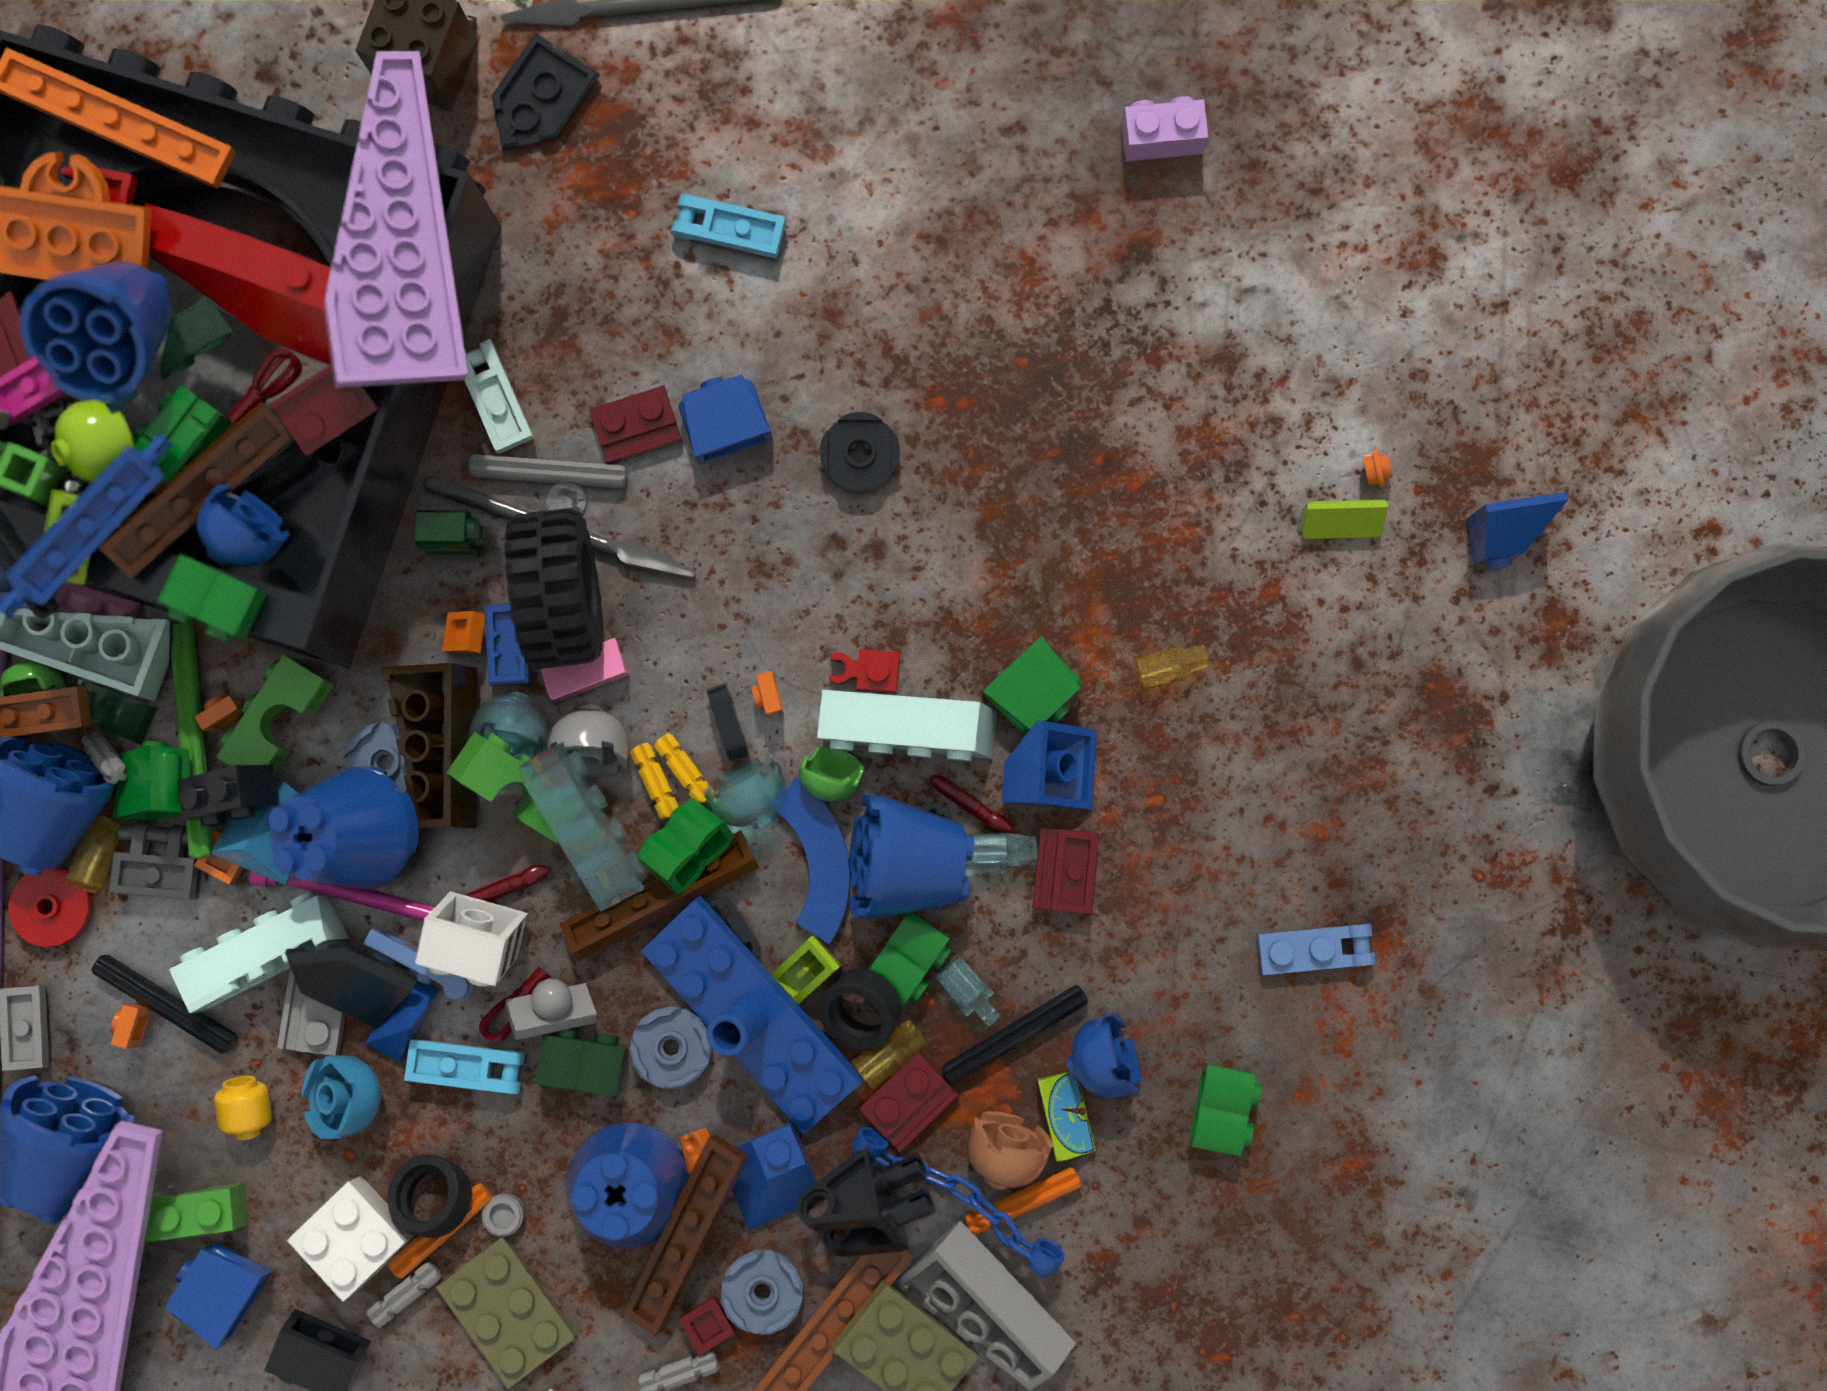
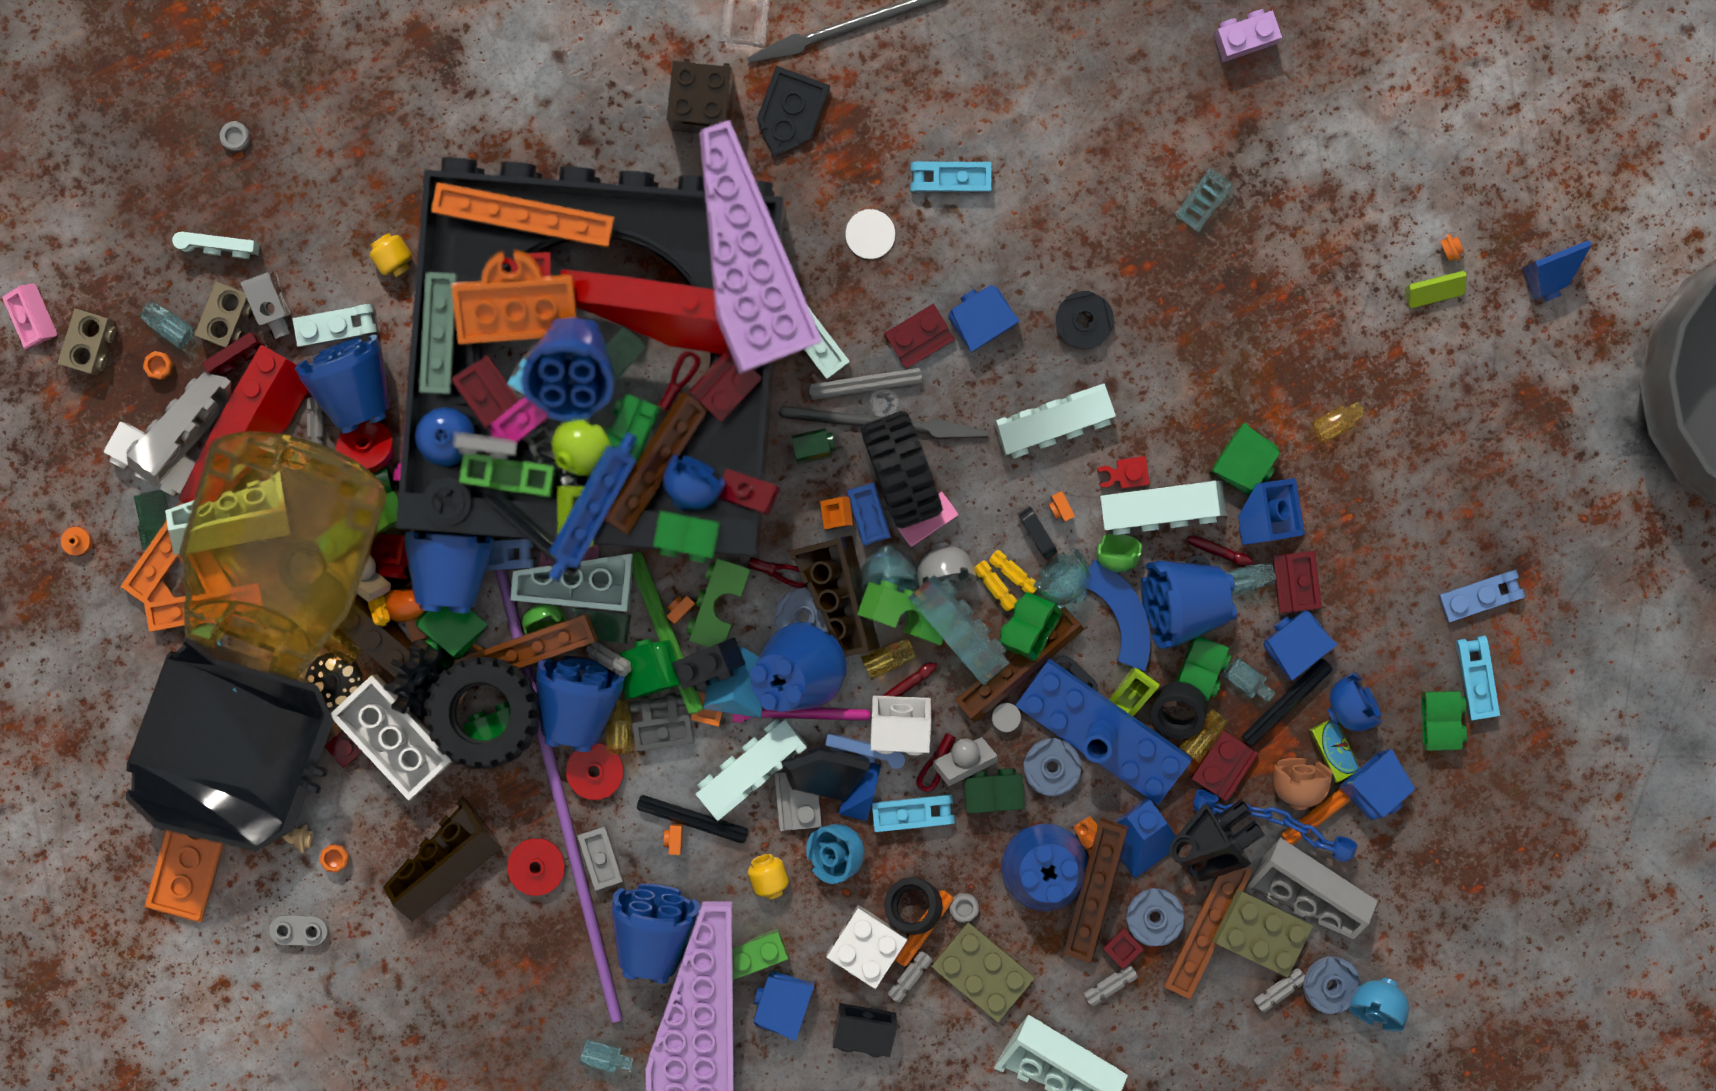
camera: 20 degrees left, 5 degrees up
(315, 559) = (748, 492): none -> dark red plate
(358, 689) = (771, 570): none -> dark red piece
(483, 846) = (888, 658): none -> clear yellow hinge
(605, 278) = (870, 234): none -> white piece
(625, 964) = (1006, 717): none -> light grey tile
(785, 576) = (1054, 420): none -> light aqua wedge
(1047, 955) = (1298, 643): none -> blue torso
(1079, 331) = (1216, 177): none -> clear light blue slope
(1114, 1181) = (1379, 786): none -> blue torso
(1285, 1063) = (1478, 679): none -> medium azure plate

